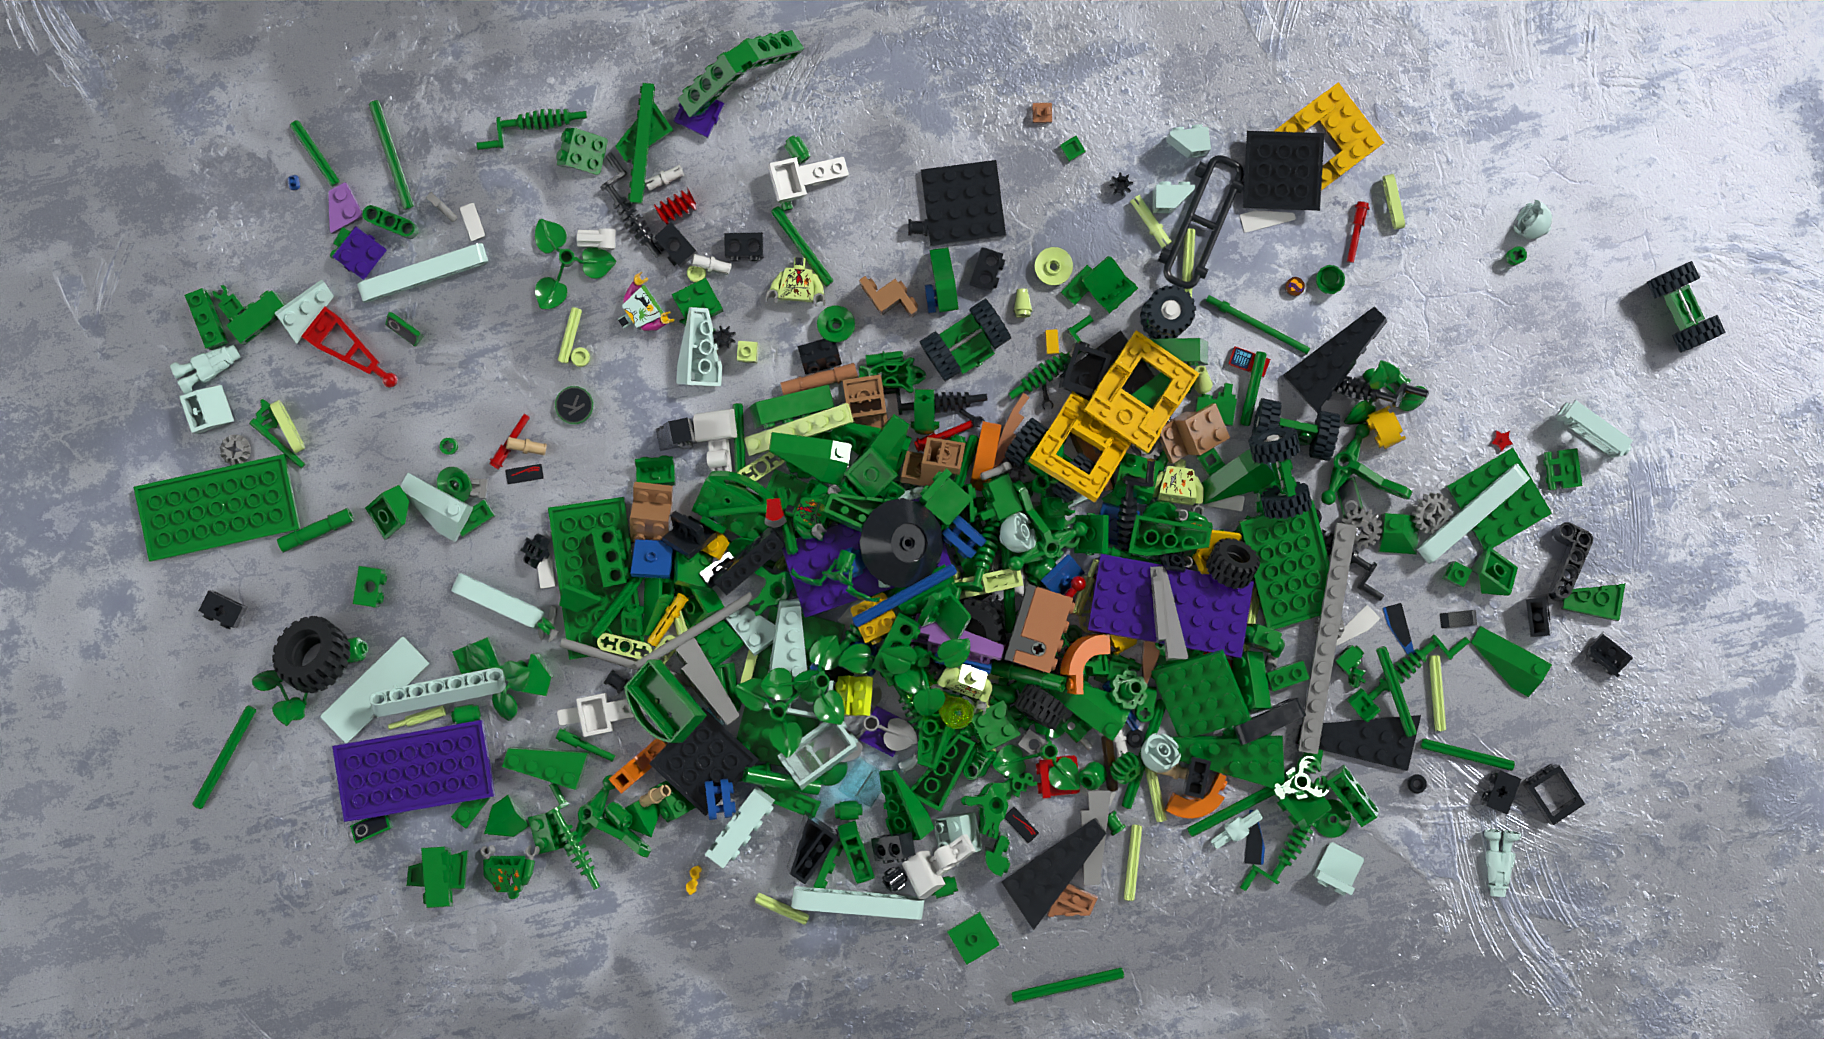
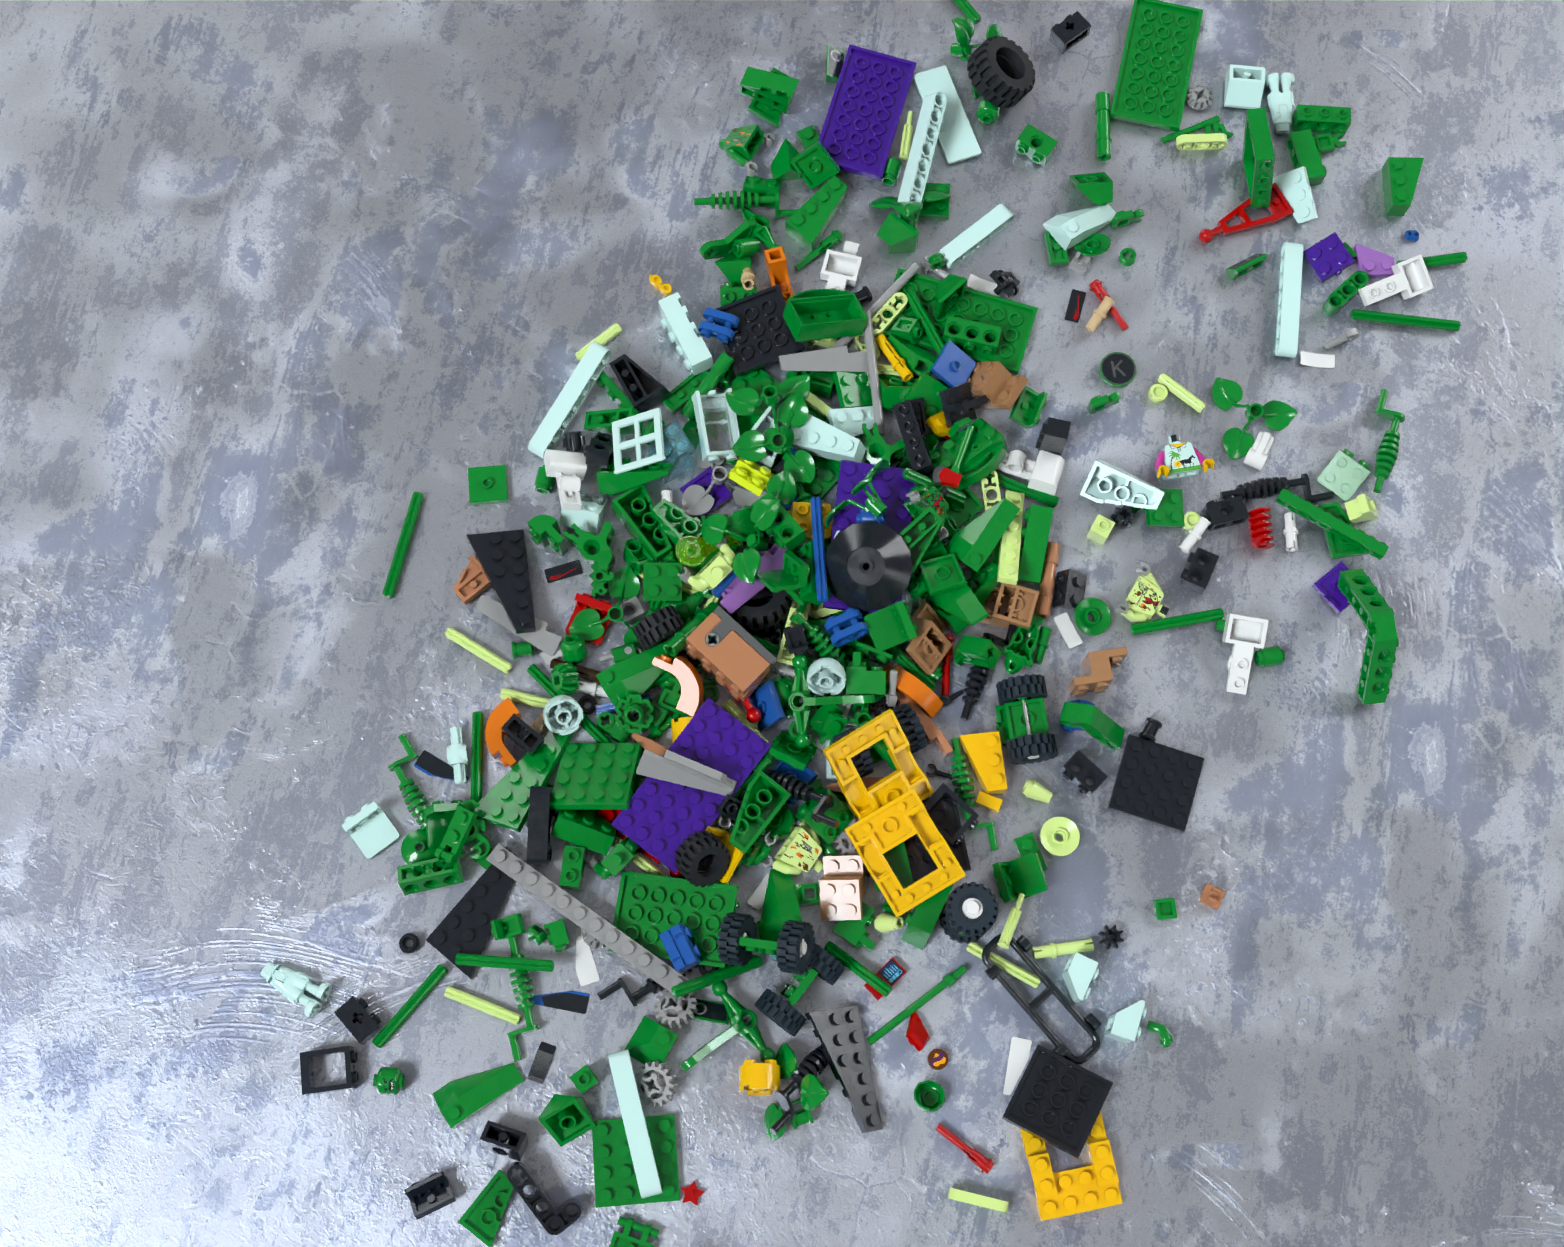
camera: 115 degrees right, 15 degrees down
(244, 214) = (1399, 183): none -> green wedge
(295, 361) = (1257, 150): none -> green window
(350, 165) = (1409, 278): none -> white plate
(410, 466) = (1124, 218): none -> green plate
(501, 790) = (815, 165): none -> green plate
(613, 121) = (1361, 509): none -> yellowish green brick
(619, 408) = (1099, 403): none -> green plate
(857, 340) = (1067, 630): none -> white sticker
(874, 815) = (618, 446): none -> light aqua window
(998, 576) = (795, 639): none -> black bracket
(1016, 359) = (986, 759): none -> yellow wedge
(1151, 274) = (1011, 923): none -> yellowish green axle
(1180, 106) = (1163, 1031): none -> green arm
(1282, 313) = (916, 1032): none -> red piece
(1312, 789) = (456, 835): none -> green plate
(1314, 545) = (681, 948): none -> blue brick
(1332, 512) = (714, 977): none -> green axle
(1537, 738) = (389, 1080): none -> green head

